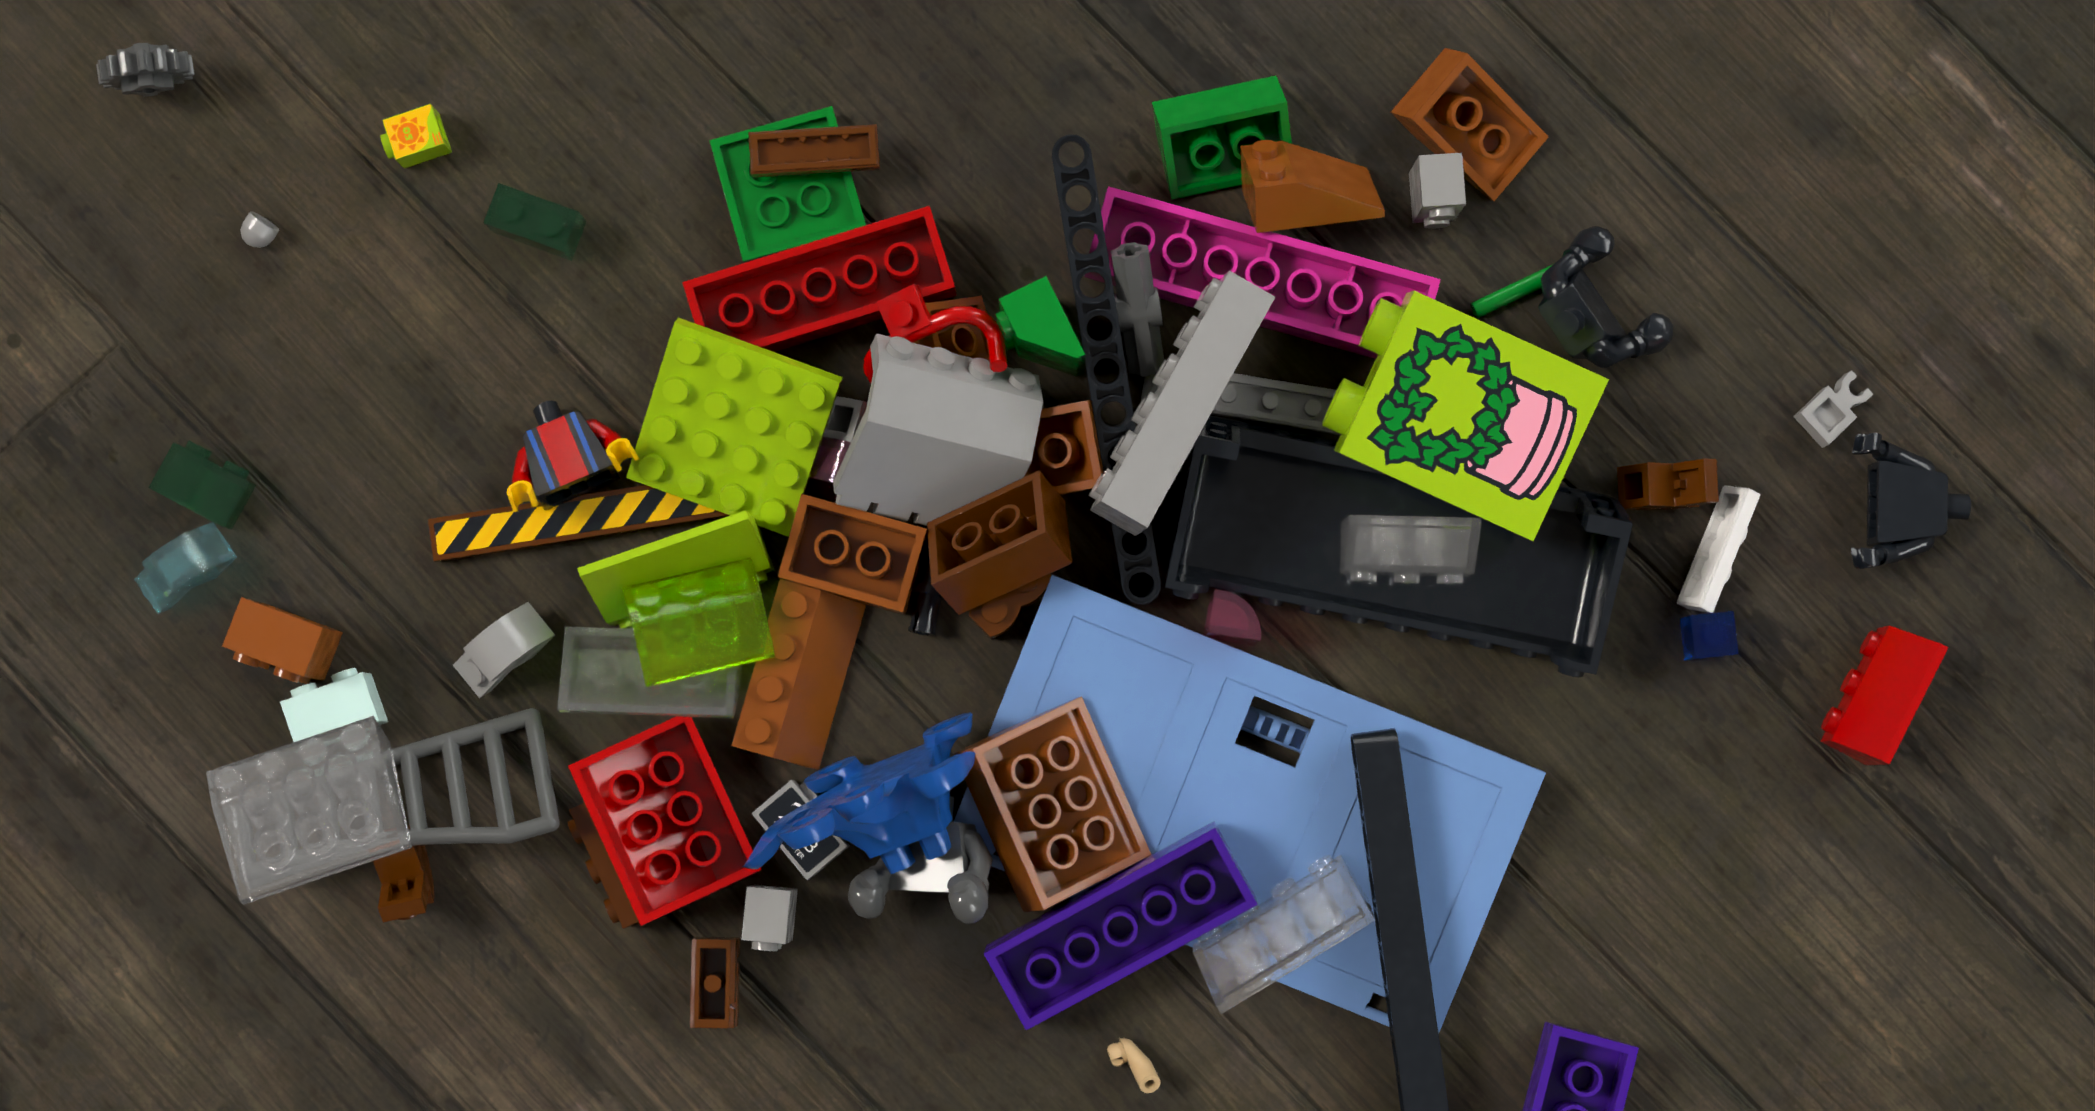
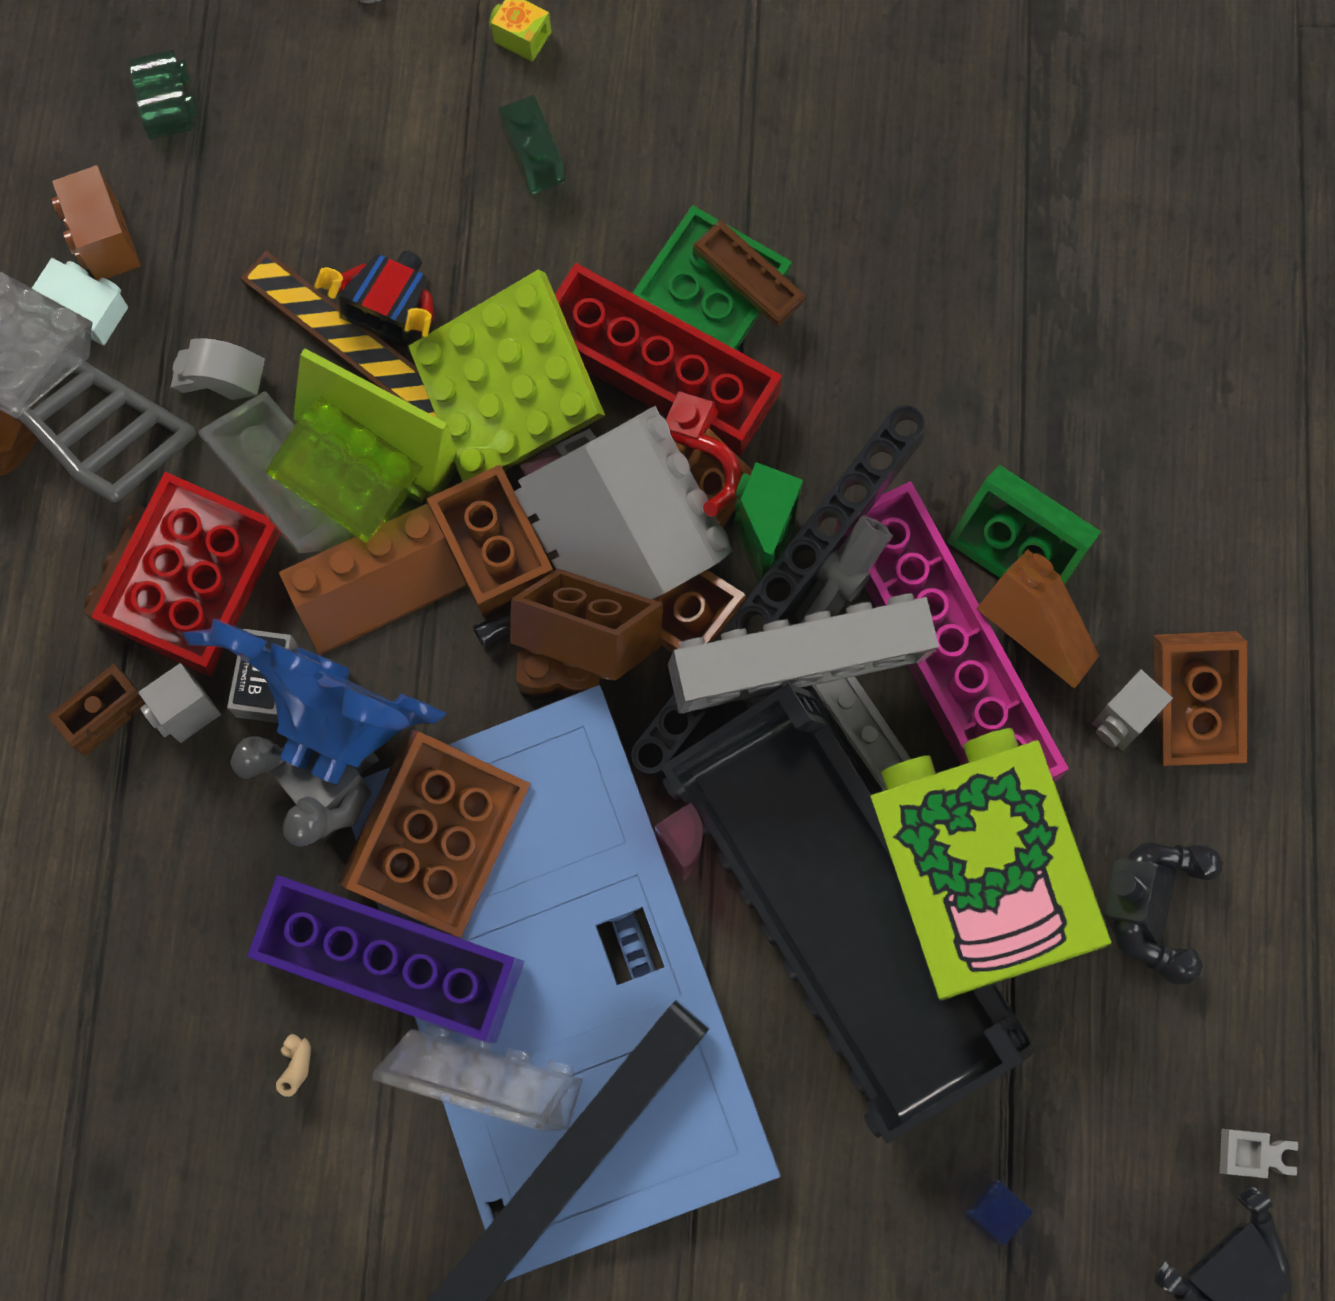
camera: 50 degrees right, 10 degrees down
(183, 565) = (96, 123): clear light blue brick -> none
(1409, 548) = (854, 922): clear slope -> none
(1508, 294) = (1104, 834): green piece -> none
(1668, 485) = (1079, 1077): reddish brown brick -> none
(1718, 549) = (1079, 1157): white plate -> none

